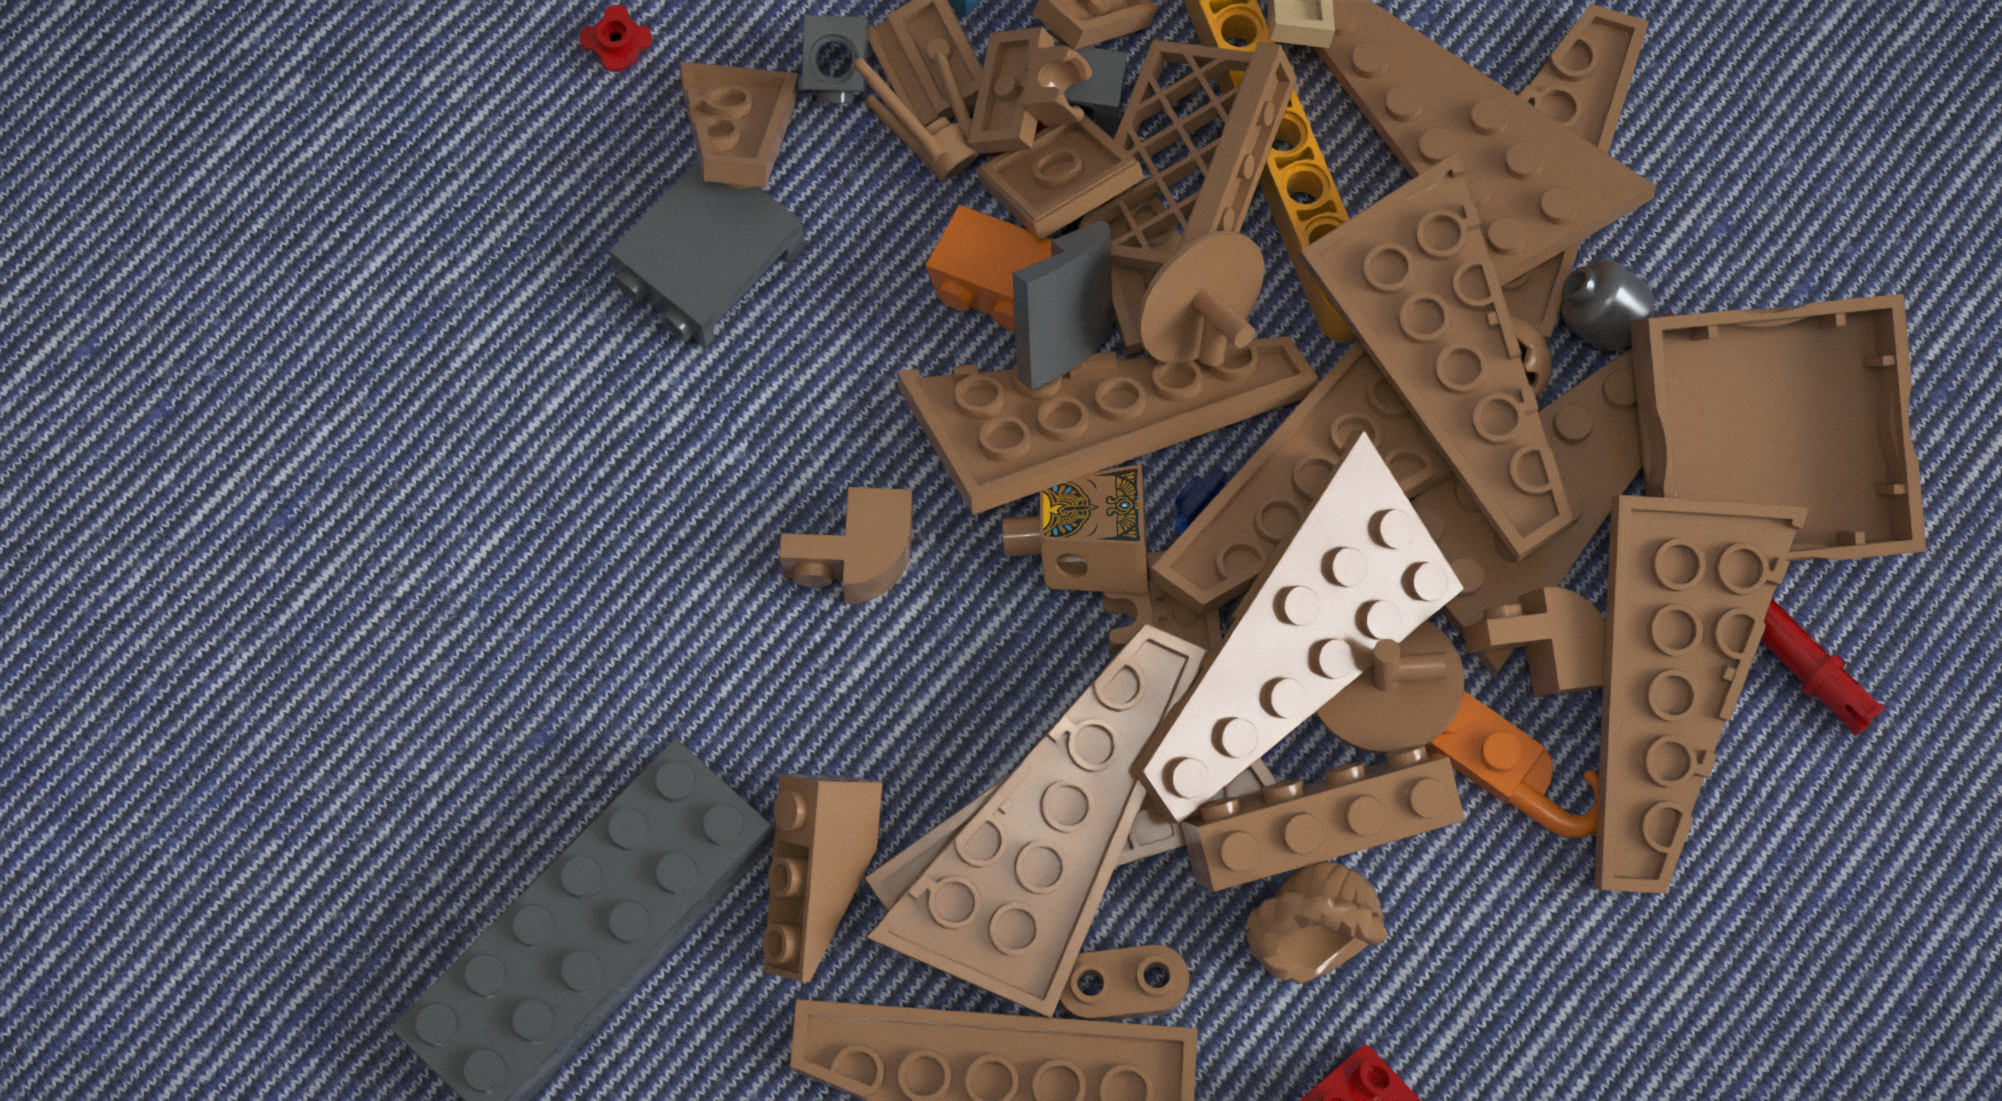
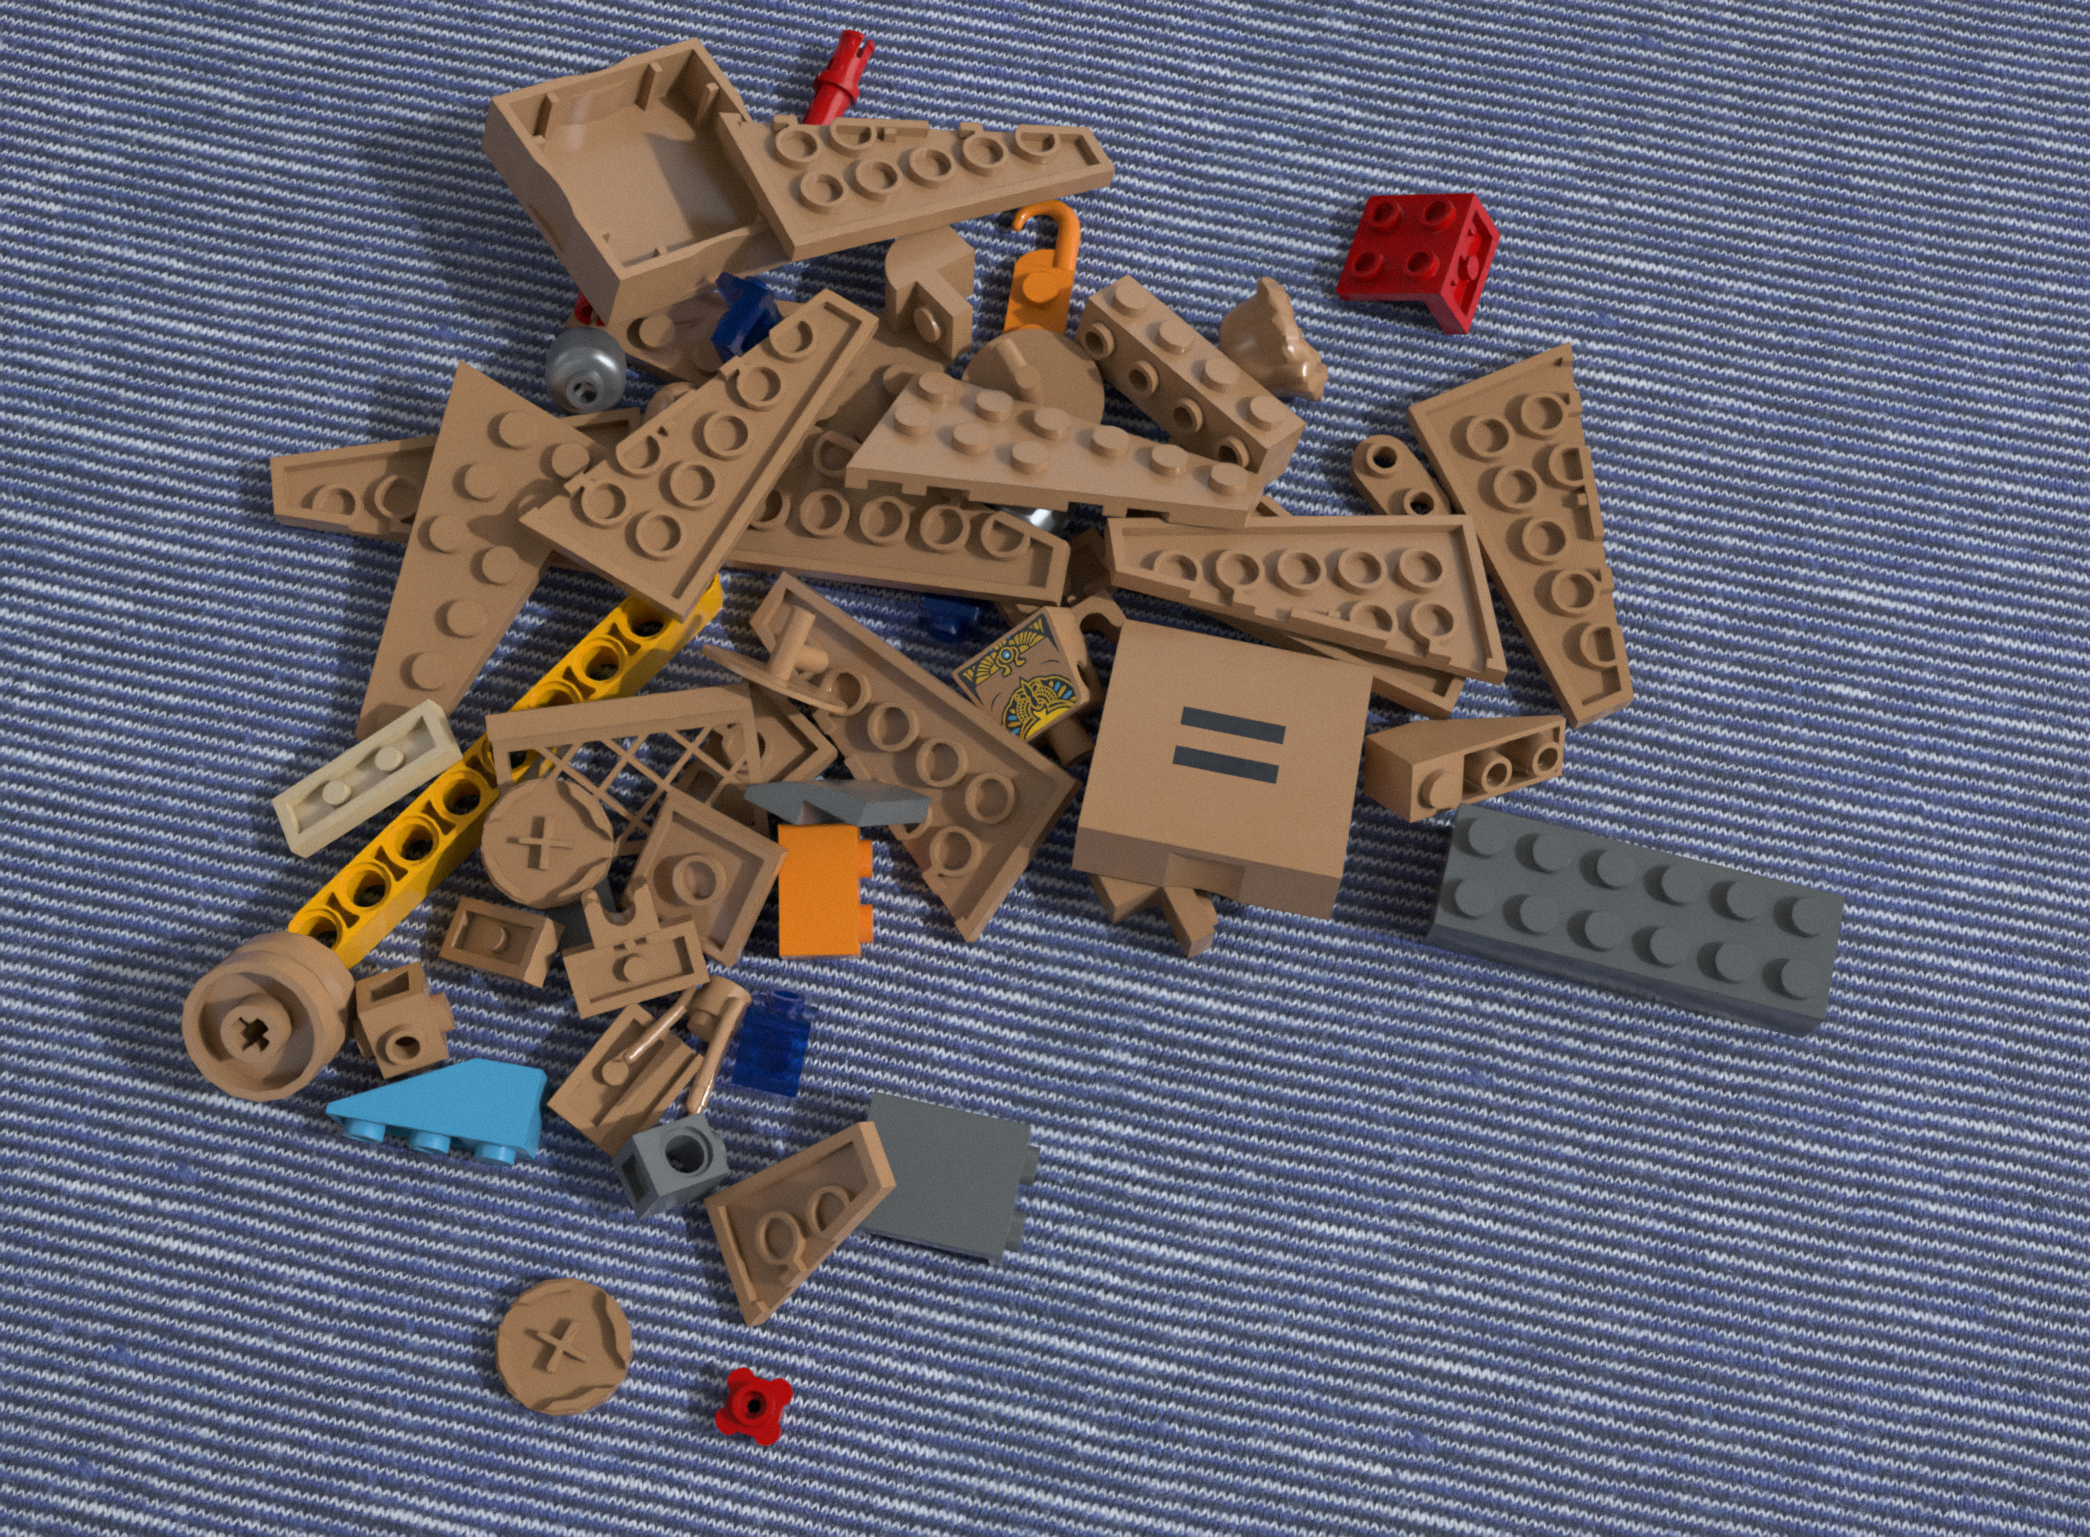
camera: 120 degrees left, 0 degrees up
(898, 184) = (775, 1042): none -> clear blue bracket
(922, 642) = (1225, 769): none -> medium nougat tile
(1152, 64) = (547, 843): none -> medium nougat tile
(1582, 456) = (749, 318): none -> clear blue bracket

